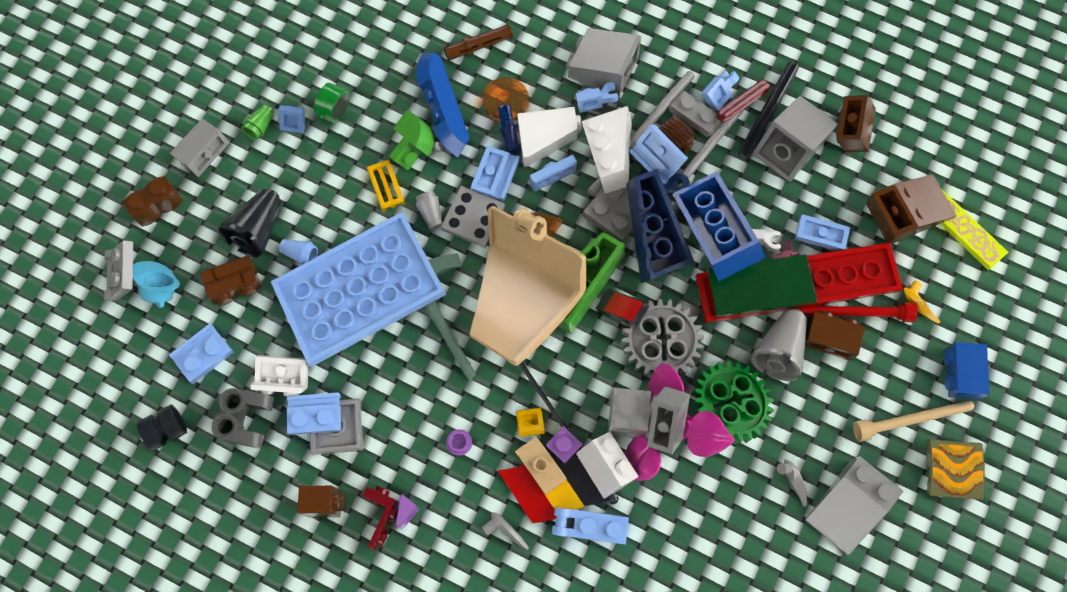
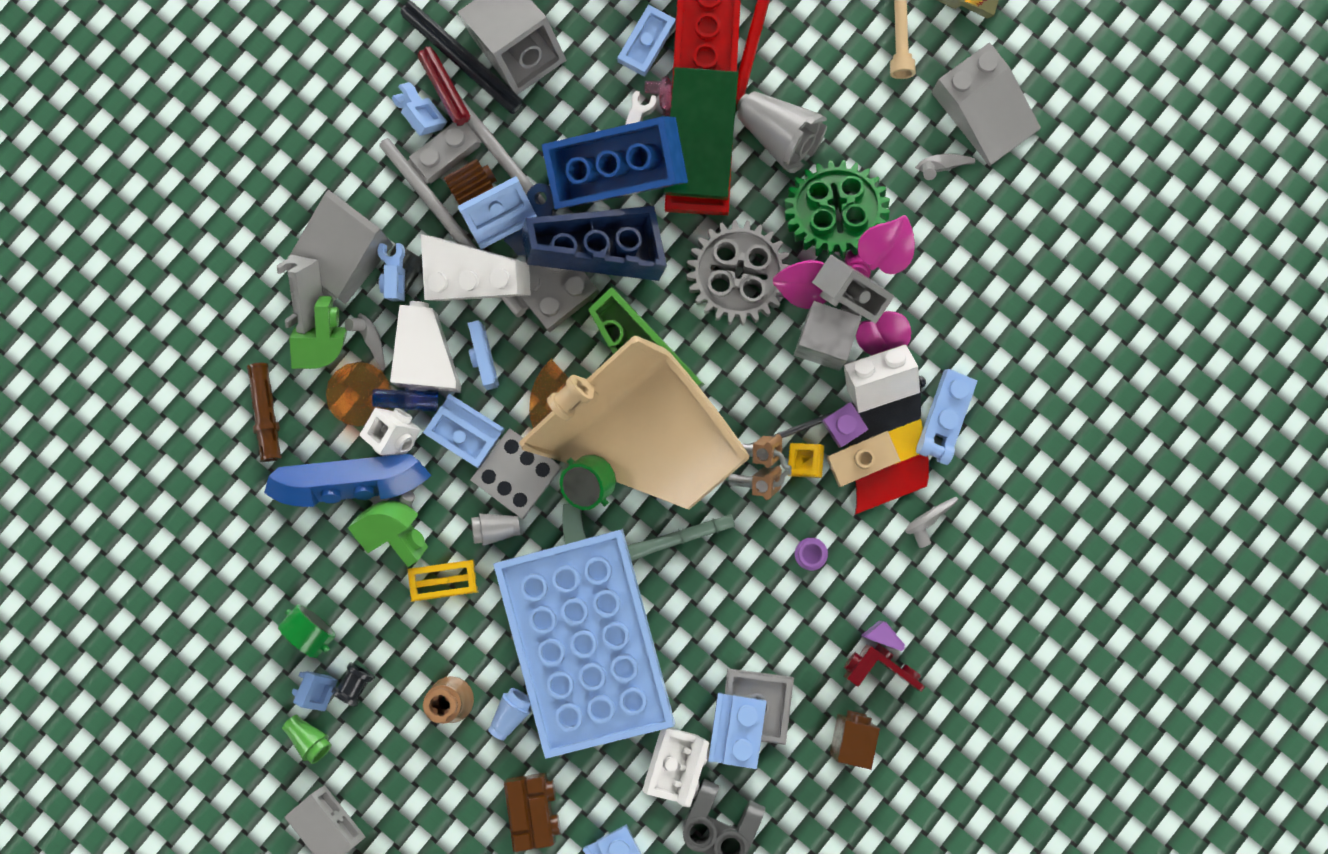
camera: 75 degrees left, 10 degrees up
(252, 223) = (457, 768): black cone -> none
(299, 205) = (456, 692): none -> medium nougat plant
(300, 142) = (353, 684): none -> black bush
(476, 264) = (587, 482): none -> piece
(482, 122) = (390, 432): none -> white brick
(526, 386) = (767, 480): none -> piece
(535, 63) = (323, 342): none -> bright green brick
(548, 97) = (370, 336): none -> light grey bar
(566, 43) = (304, 289): none -> light grey hinge
(622, 307) = (688, 311): tile -> none
(834, 335) = (781, 65): reddish brown brick -> none

